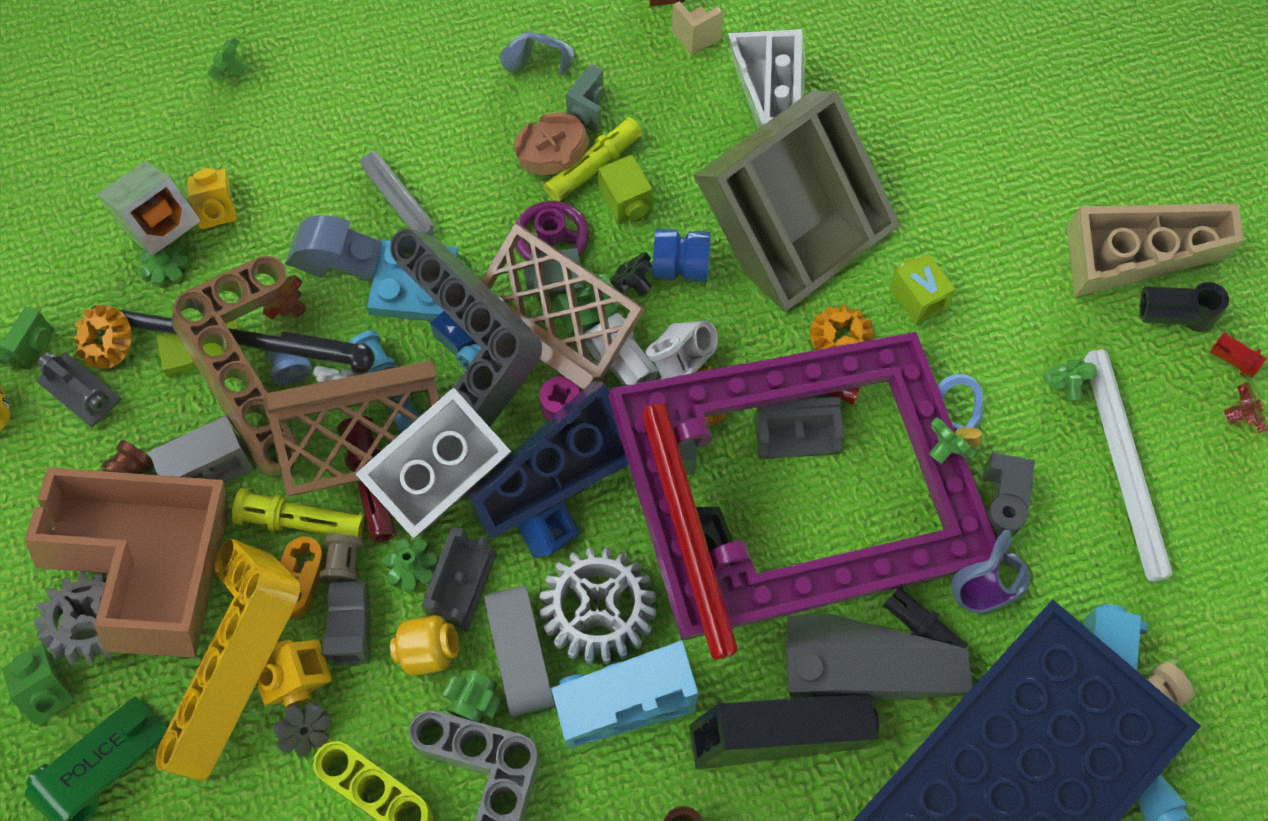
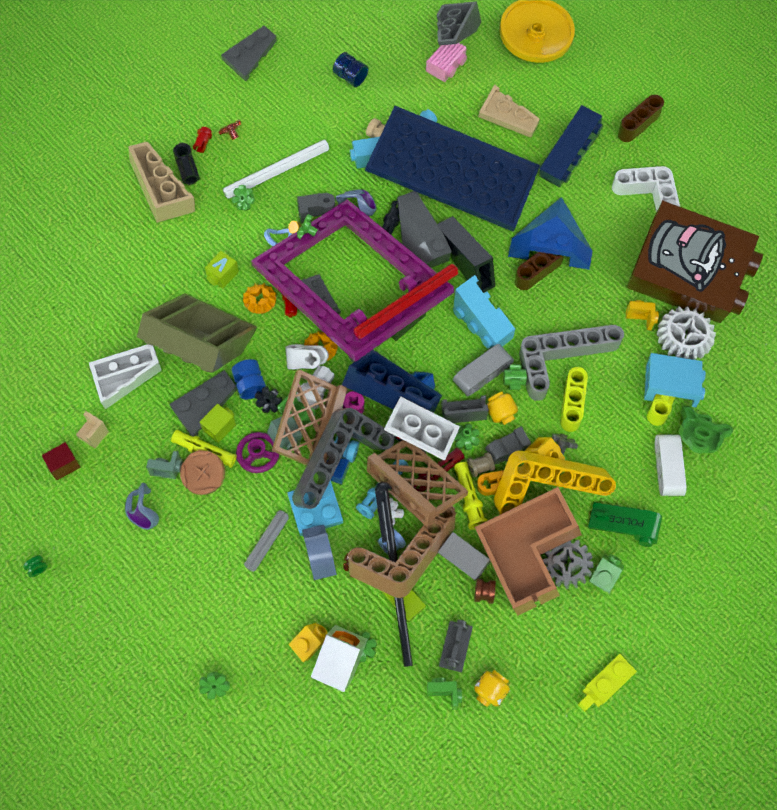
camera: 115 degrees left, 0 degrees up
(115, 340) = (413, 648): light orange gear -> none
(585, 619) = (433, 338): white gear -> none
(675, 191) = (197, 403): none -> dark grey wing

